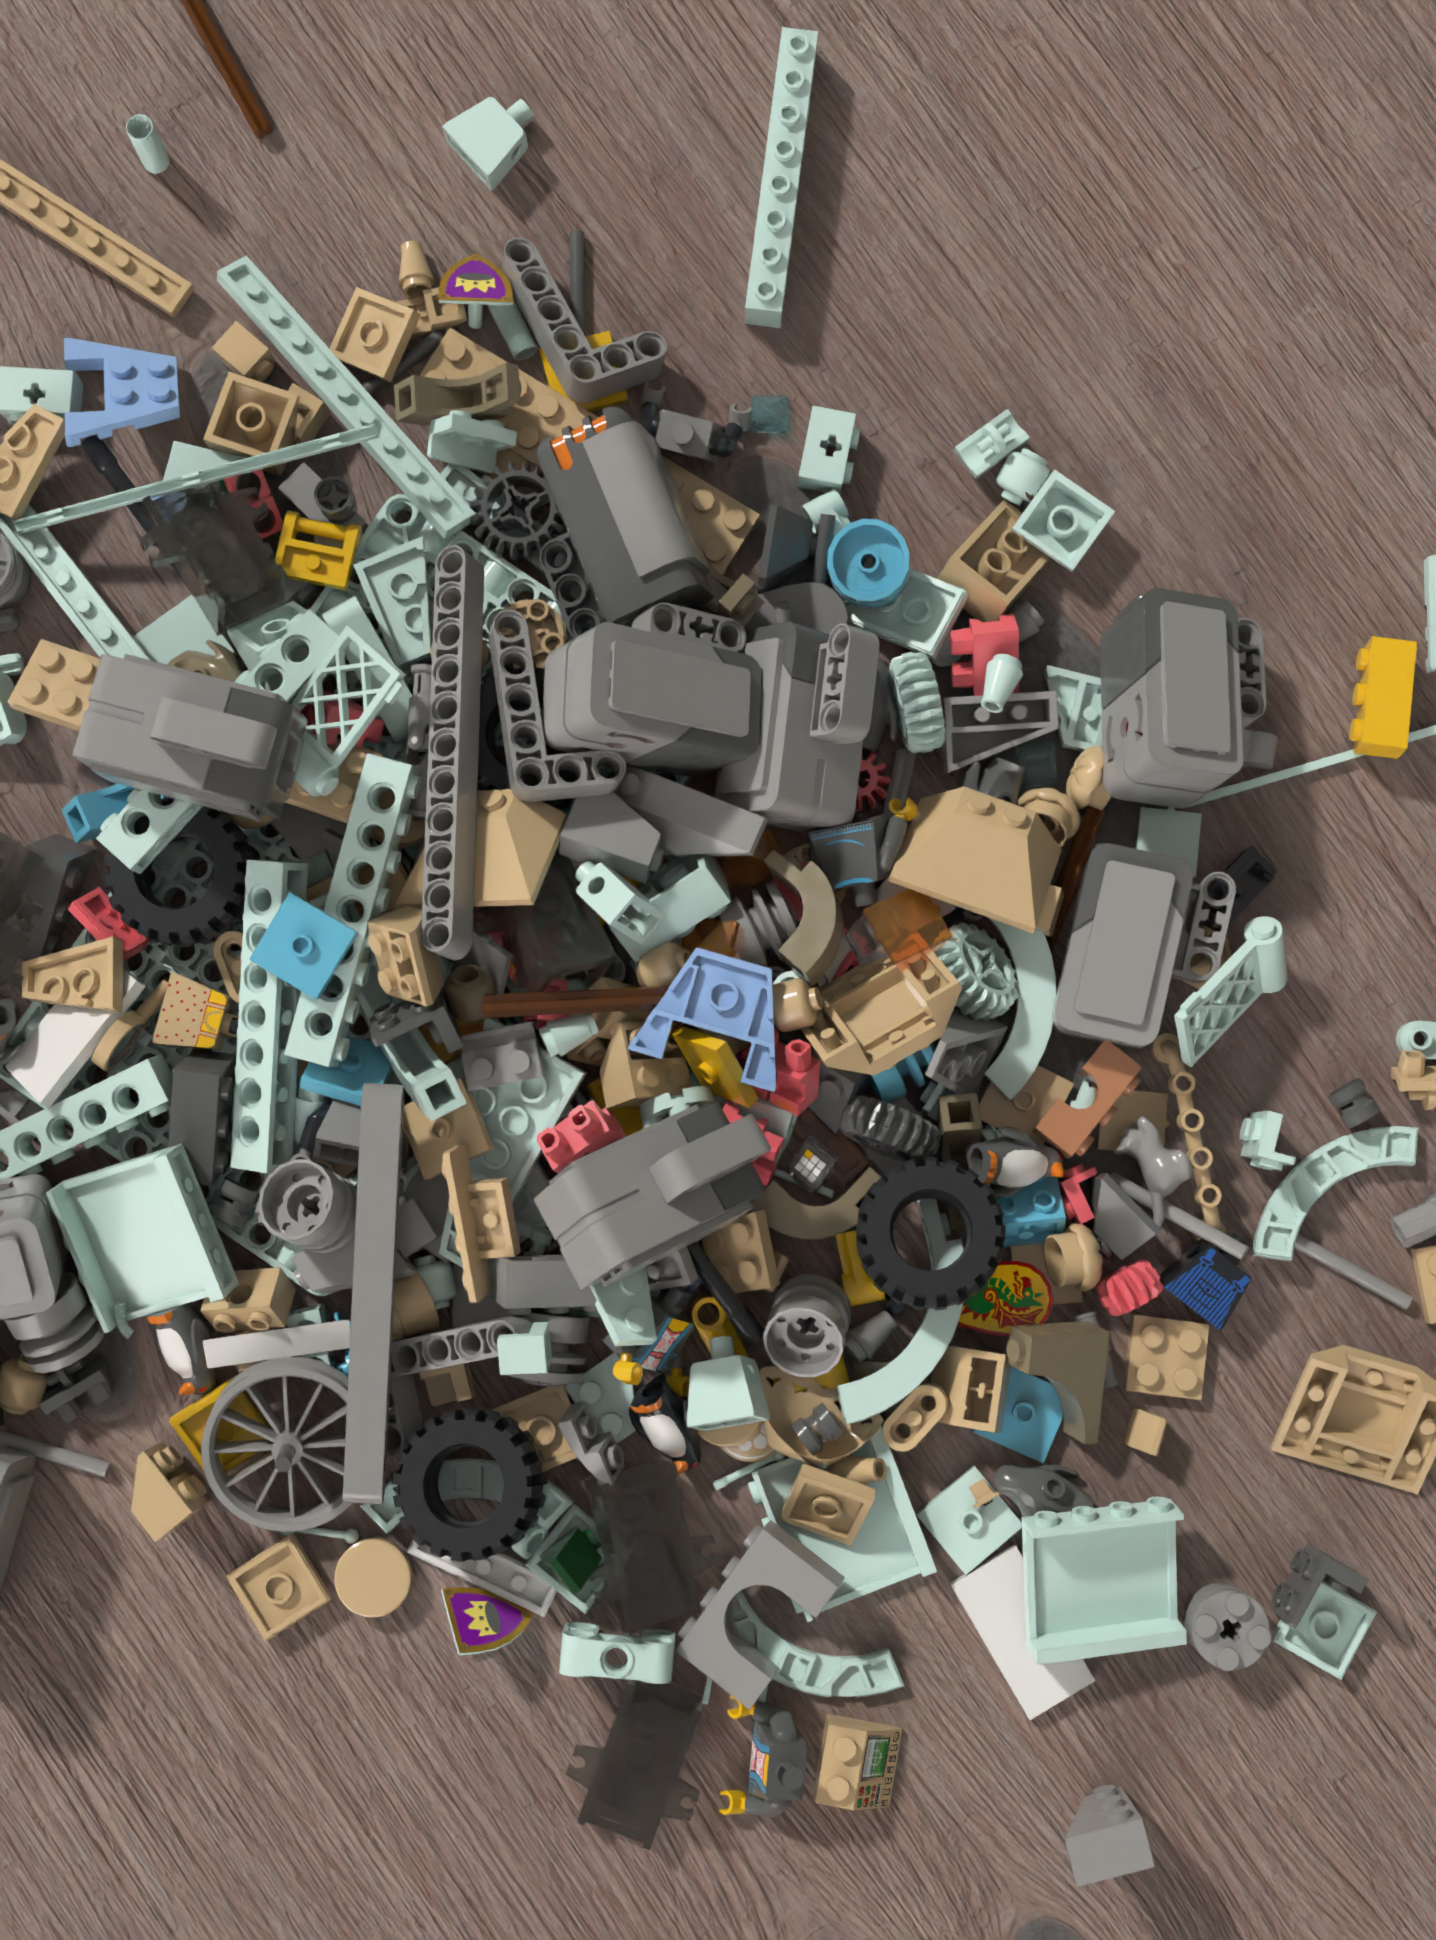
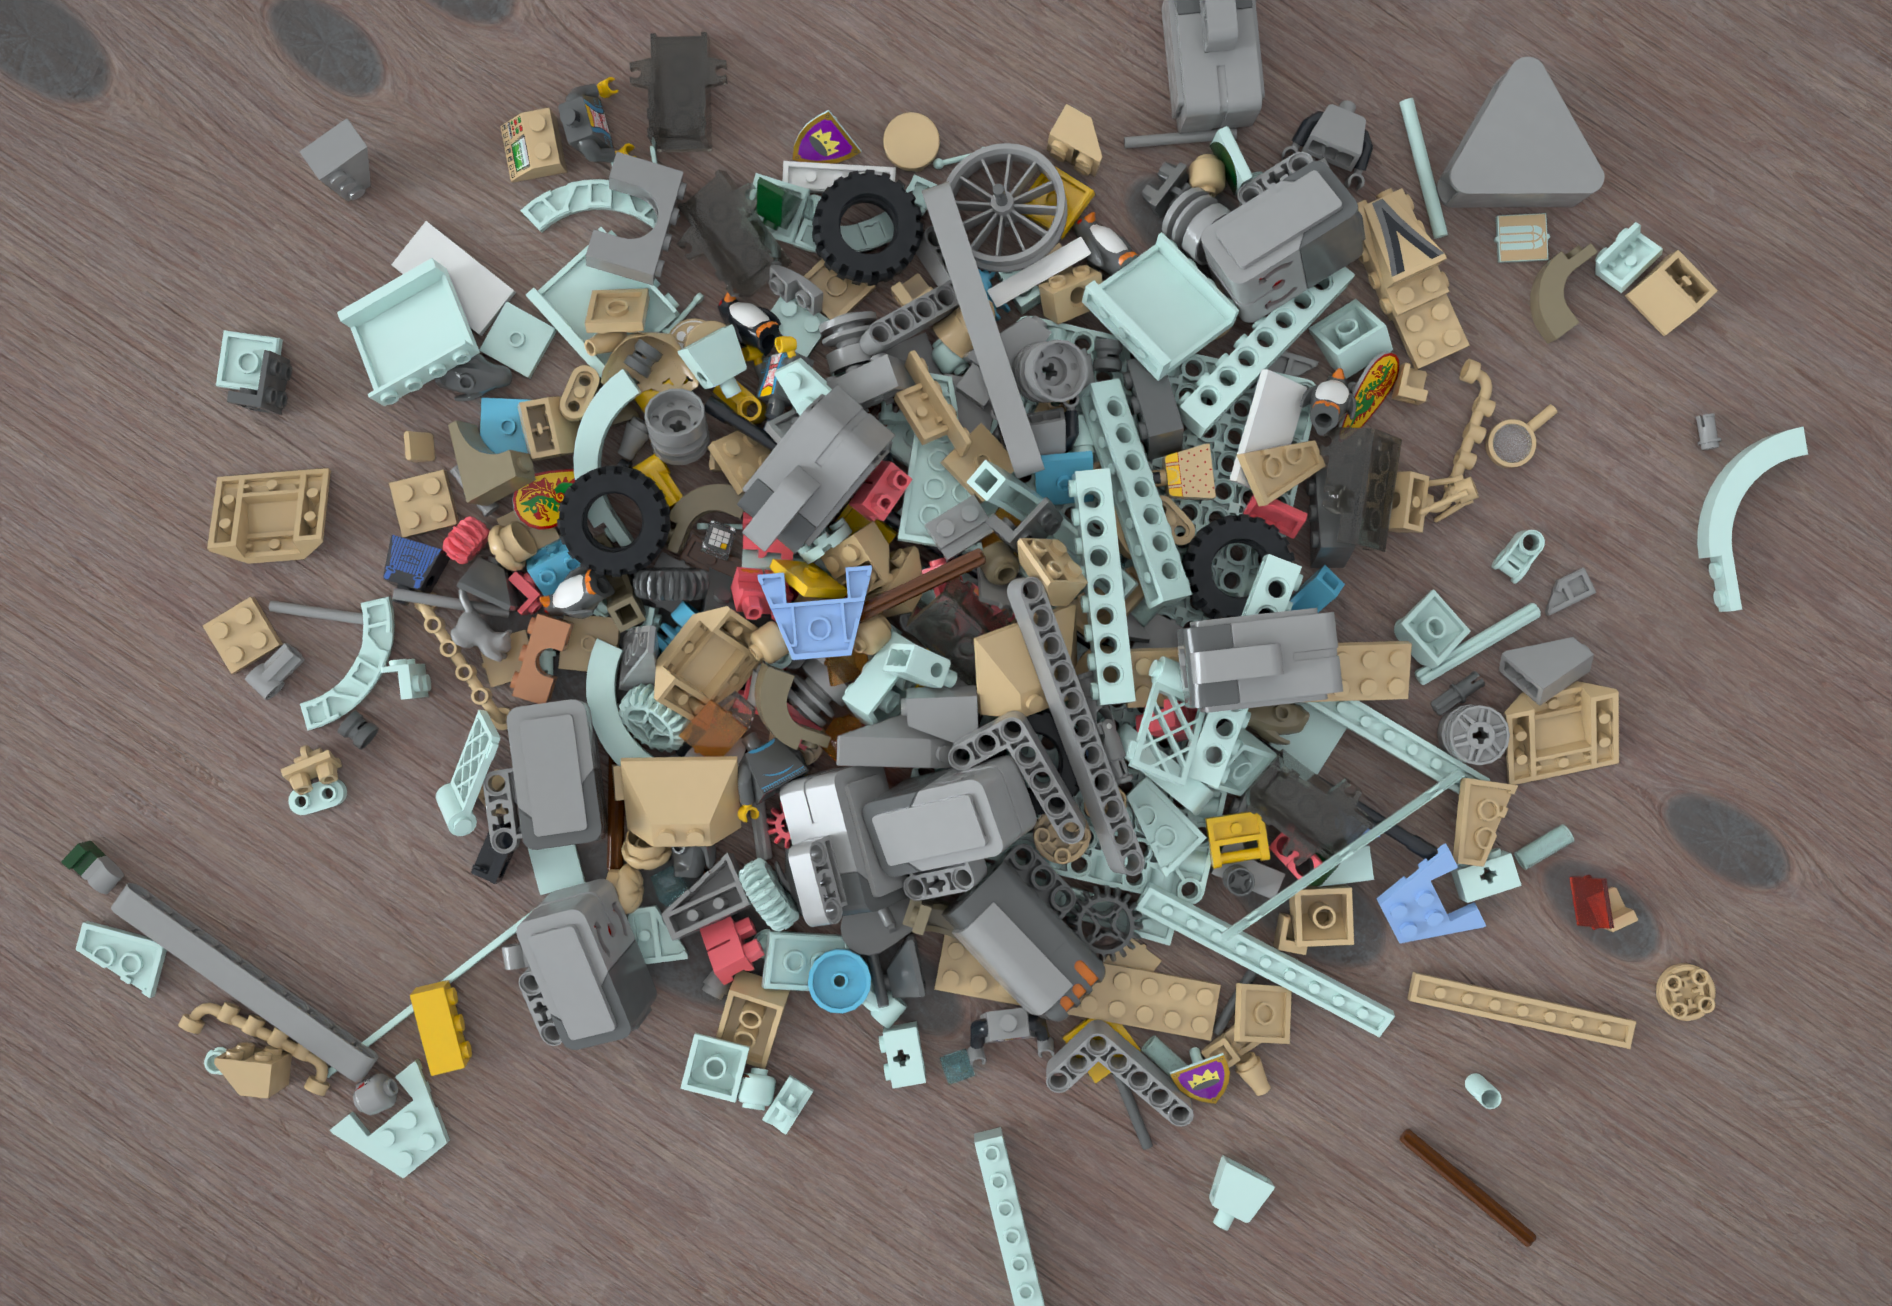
camera: 150 degrees right, 5 degrees up
(125, 1328) = (1152, 244): light aqua leg -> none
(127, 1031) = (1229, 447): tan piece -> none
(244, 353) = (1350, 963): tan brick -> none
(279, 1587) = (973, 110): tan plate -> none
(303, 946) = (1125, 548): medium azure plate -> none
(467, 441) = (1162, 959): light aqua bracket -> none
(483, 396) = (1179, 988): dark tan arch -> none
(525, 1352) = (860, 329): light aqua panel -> none
(567, 1033) = (919, 561): light aqua cone -> none
(648, 1656) = (743, 148): light aqua beam -> none
(982, 1493) = (514, 360): tan piece -> none
(1000, 680) = (713, 931): light aqua cone -> none
(1248, 1629) = (300, 328): light grey brick -> none

